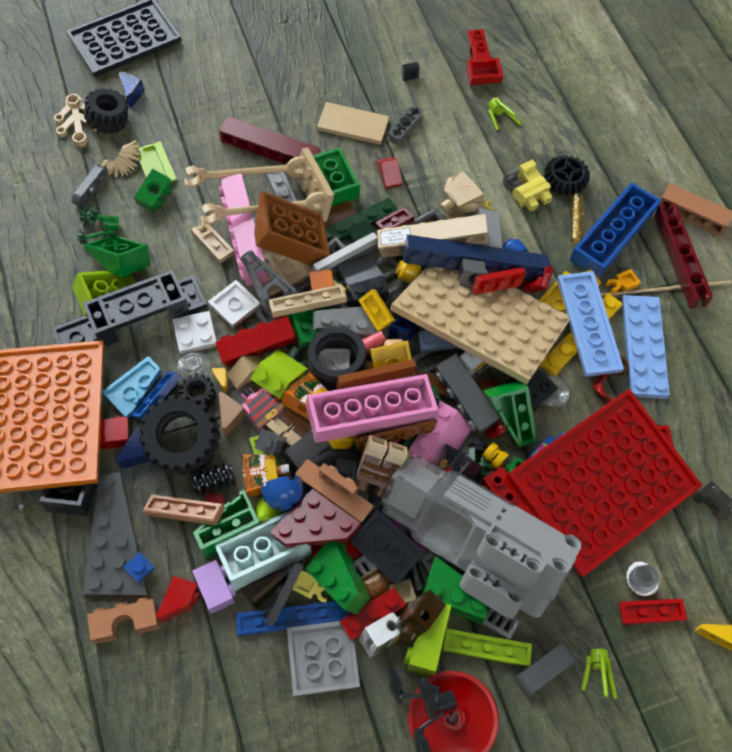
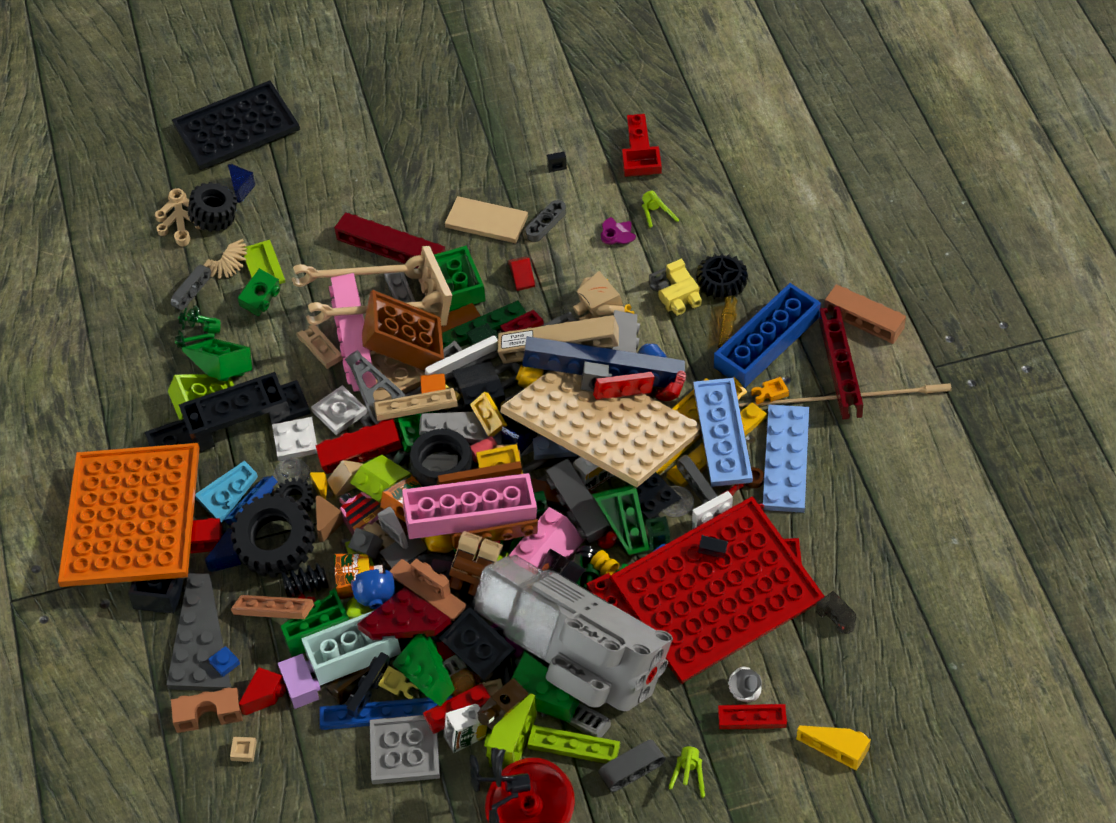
camera: 10 degrees right, 10 degrees down
(162, 663) = (243, 749): none -> tan plate
(295, 425) = (392, 526): none -> light grey slope
(469, 135) = (616, 232): none -> magenta plate
(544, 424) = (657, 532): none -> clear green brick
(572, 372) = (695, 479): none -> dark grey beam
(591, 405) = (711, 509): none -> white plate
(600, 441) = (712, 546): none -> black piece

